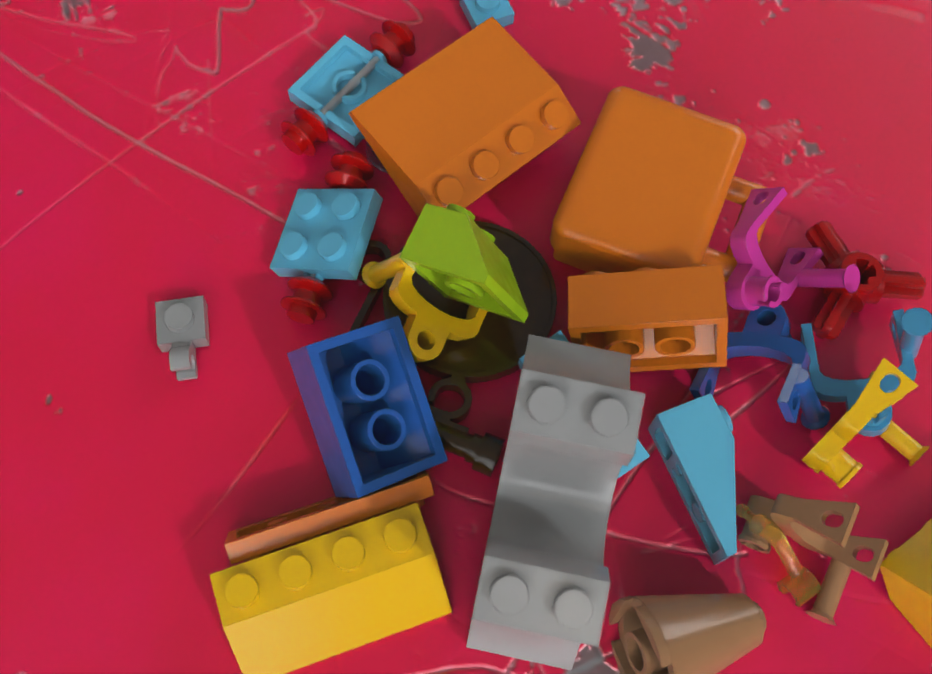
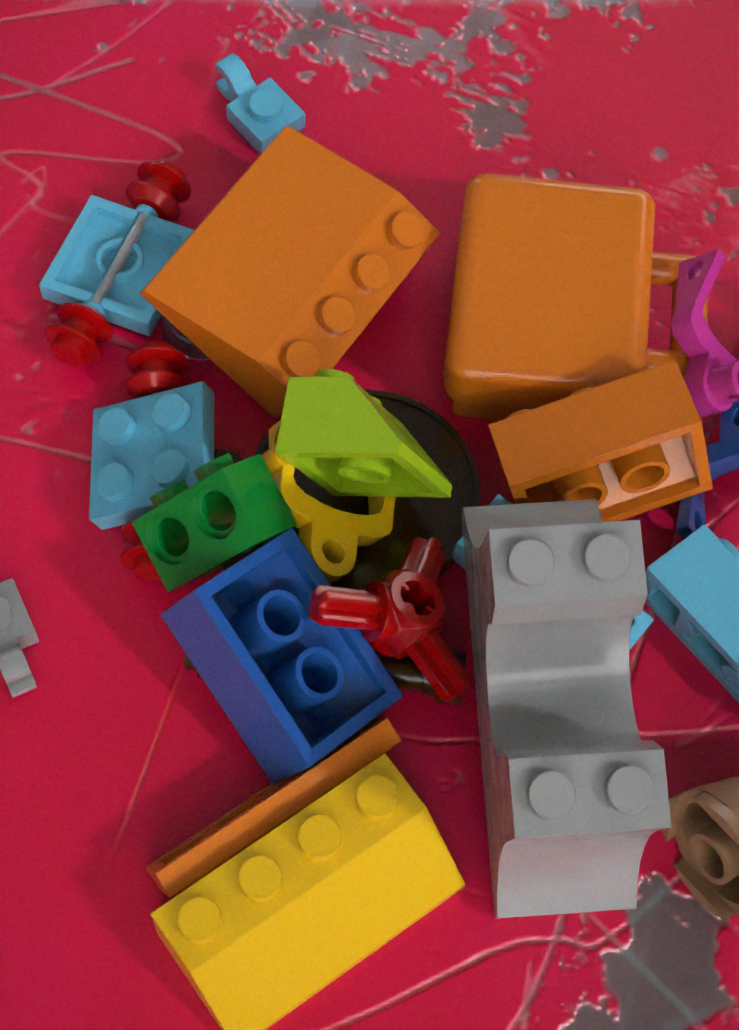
camera: 15 degrees left, 5 degrees down
(345, 293) = (213, 520): none -> green brick
(461, 402) = (400, 616): none -> red bush

